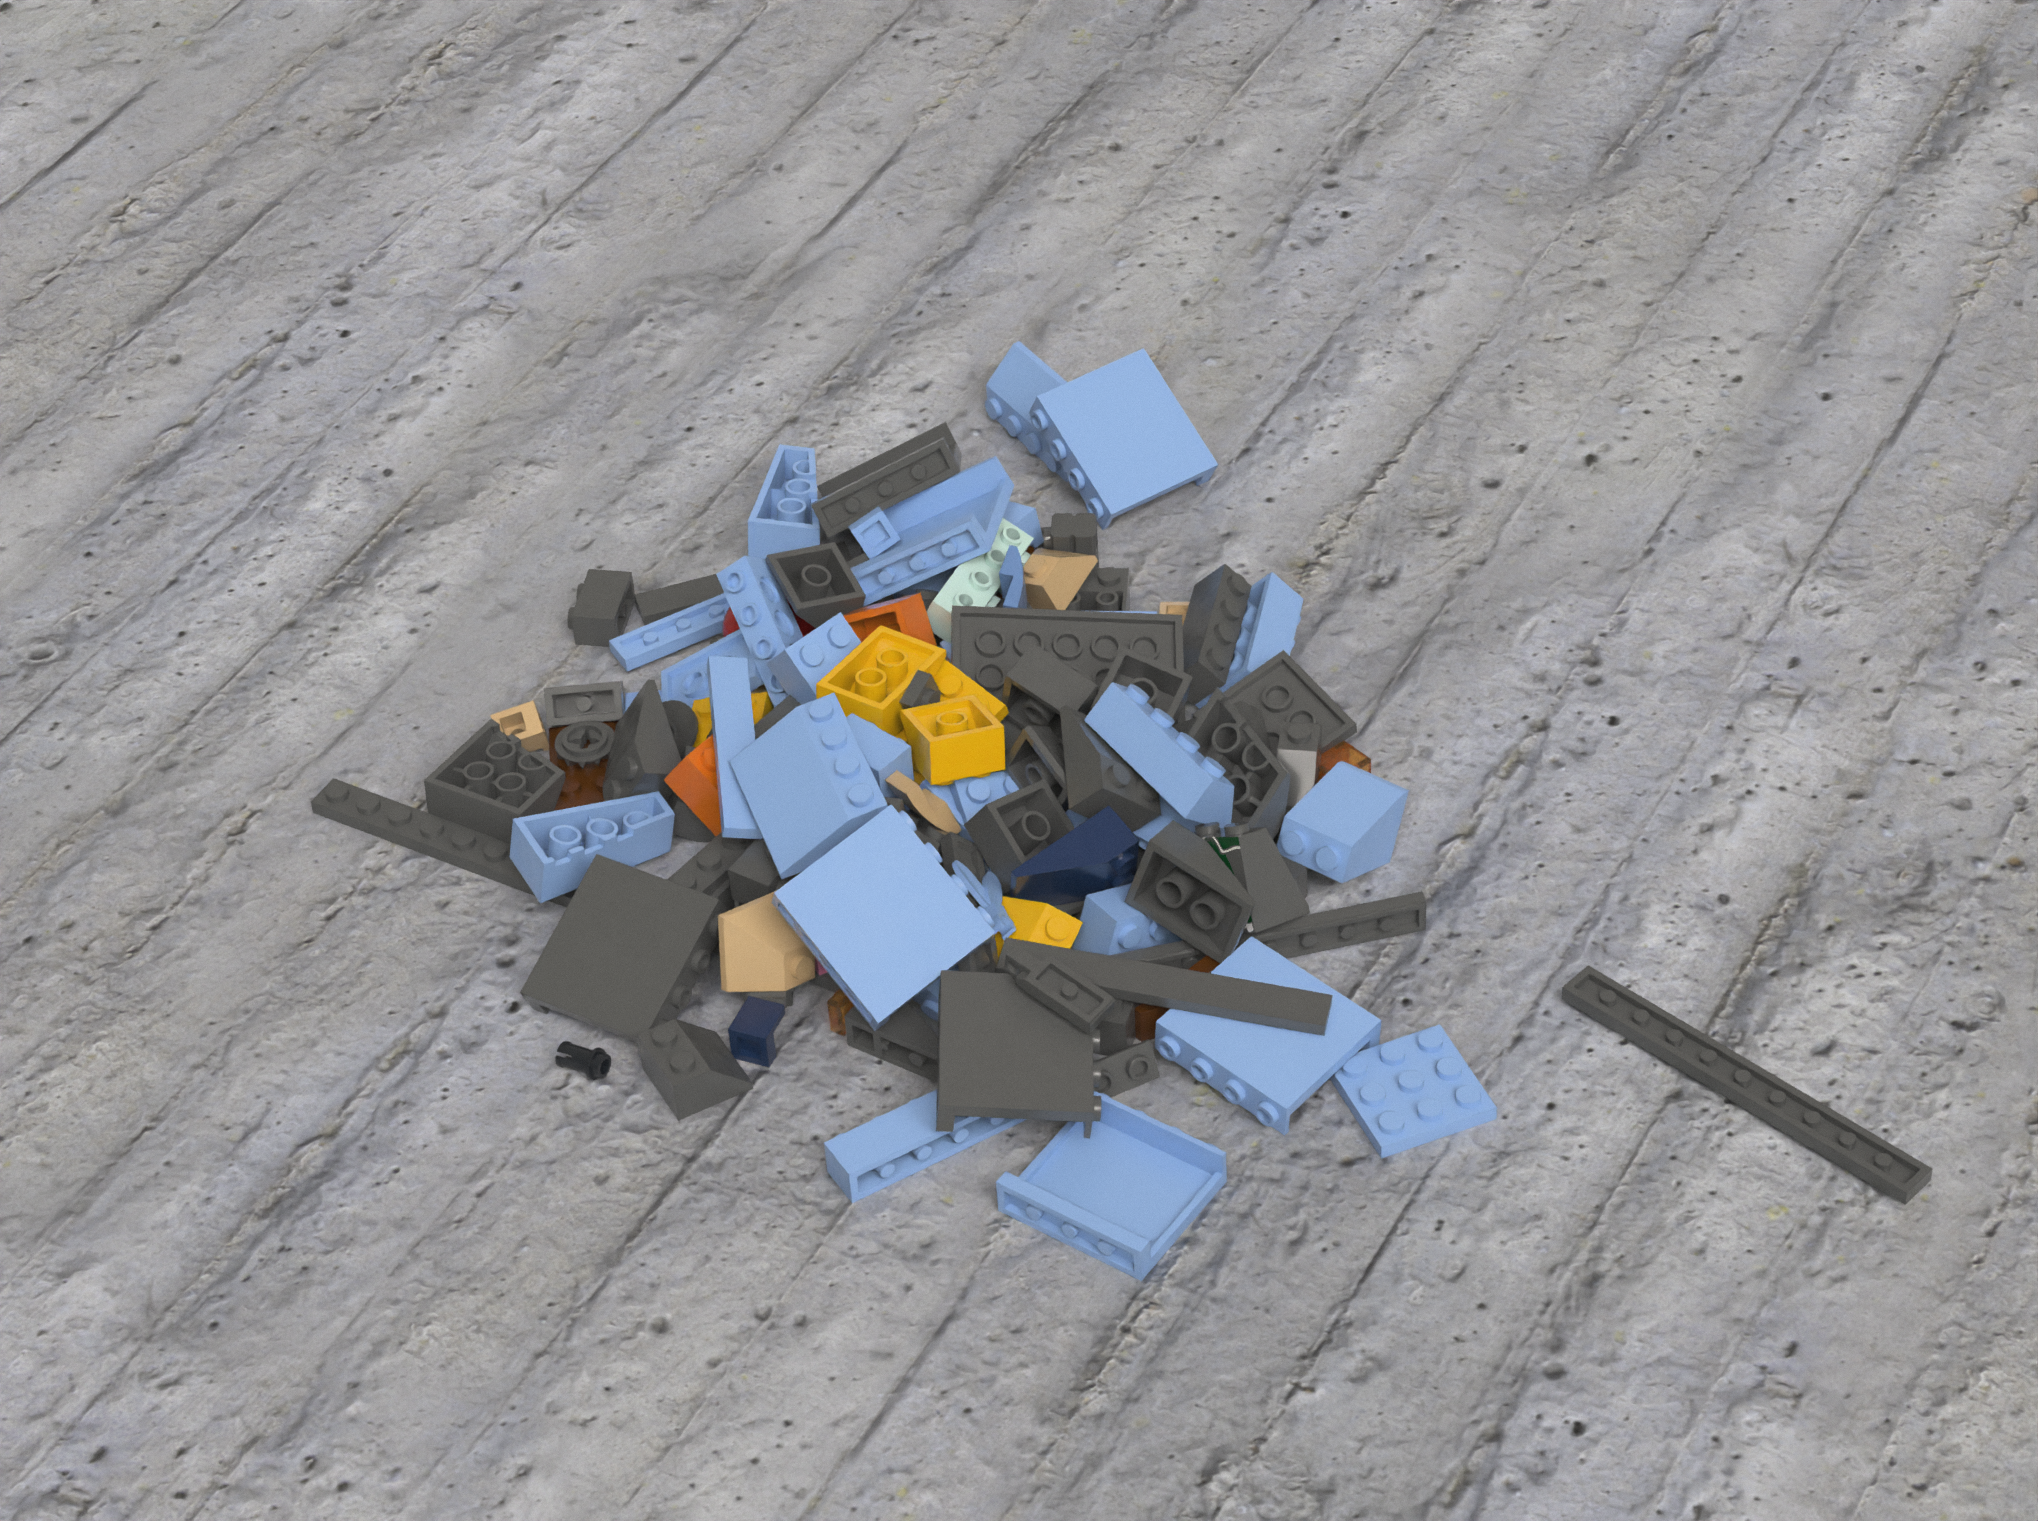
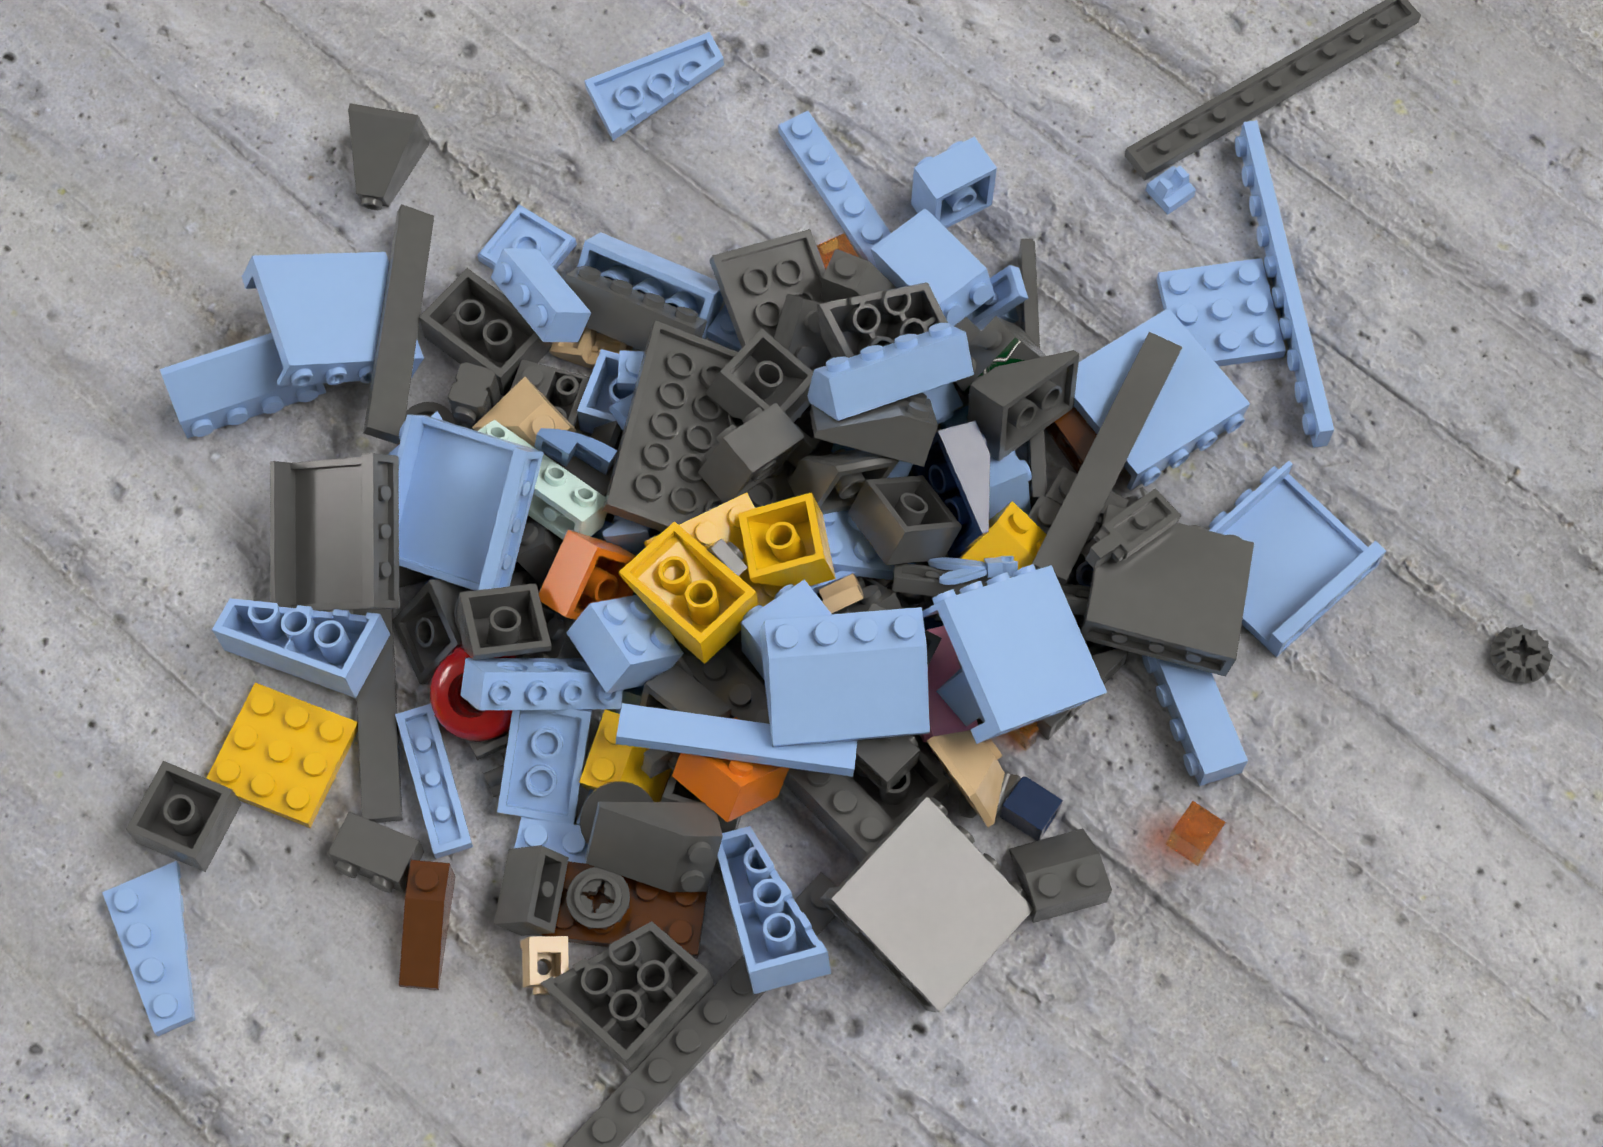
camera: 80 degrees left, 25 degrees up
(490, 509) = (155, 944): none -> light blue wing
(550, 651) = (425, 923): none -> reddish brown slope
(591, 1062) = (1022, 971): black pin -> none
(605, 484) = (184, 816): none -> dark grey brick
(686, 537) = (283, 754): none -> yellow plate
(761, 1158) = (1195, 833): none -> clear orange brick
(874, 532) = (417, 562): light blue plate -> none
(1049, 1428) = (1509, 663): none -> dark grey gear
(1143, 481) = (399, 325): none -> dark grey tile
(1159, 545) = (482, 328): none -> dark grey brick
(1195, 553) = (540, 295): none -> light blue brick
(1287, 559) = (528, 231): none -> light blue tile
(1328, 441) = (384, 152): none -> dark grey slope
(1344, 894) = (1008, 292): none -> light blue slope
(1457, 753) = (834, 183): none -> light blue plate
(1465, 828) = (954, 182): none -> light blue brick
(1469, 1129) = (1286, 292): none -> light blue plate
(1503, 600) = (647, 84): none -> light blue wing
(1558, 1020) = (1171, 189): none -> light blue tile

